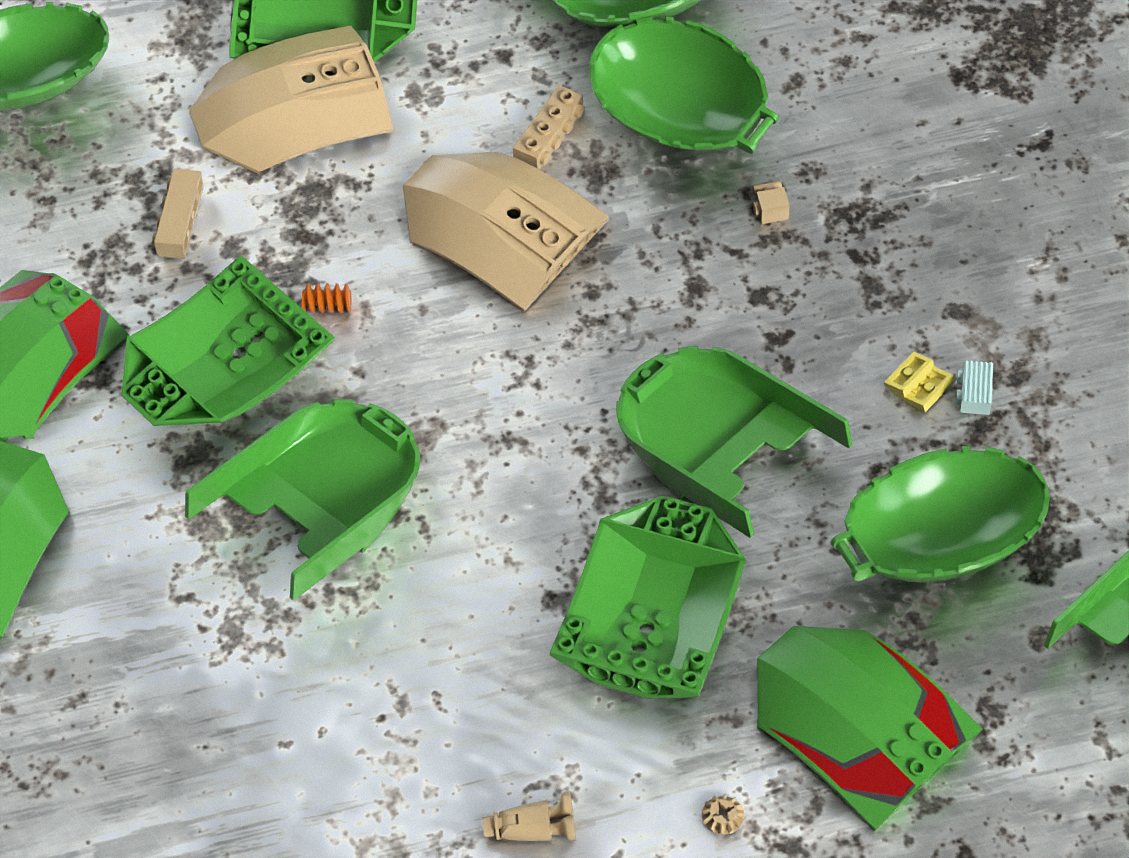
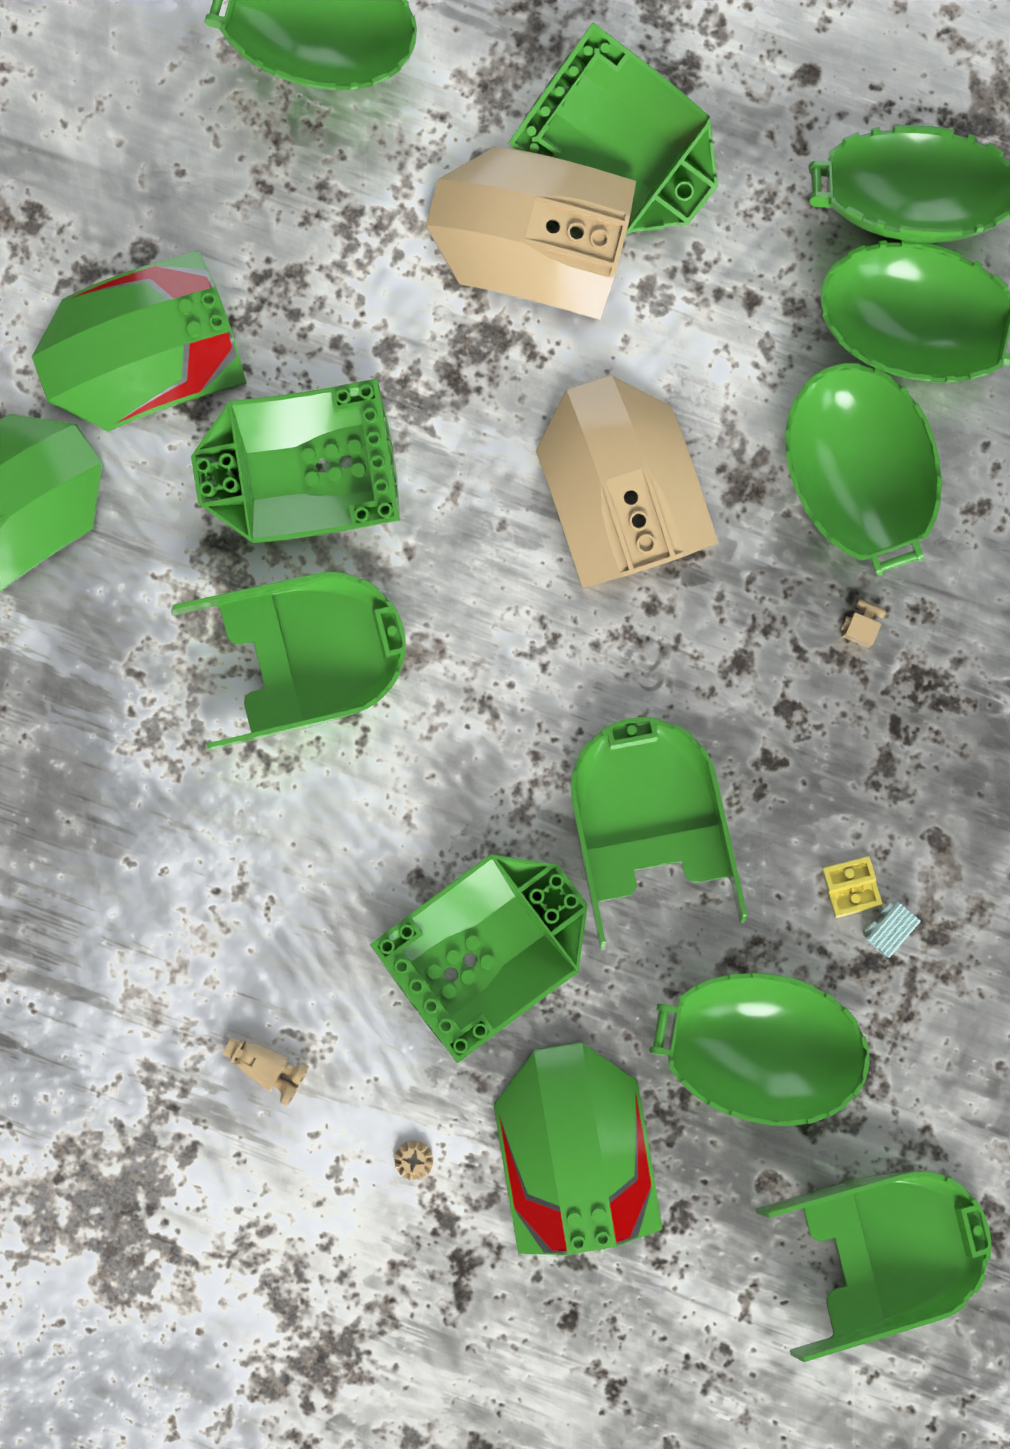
camera: 30 degrees right, 30 degrees up
(178, 213) = (360, 286): tan brick -> none
(326, 298) = (426, 463): orange piece -> none
(549, 127) = (731, 413): tan brick -> none

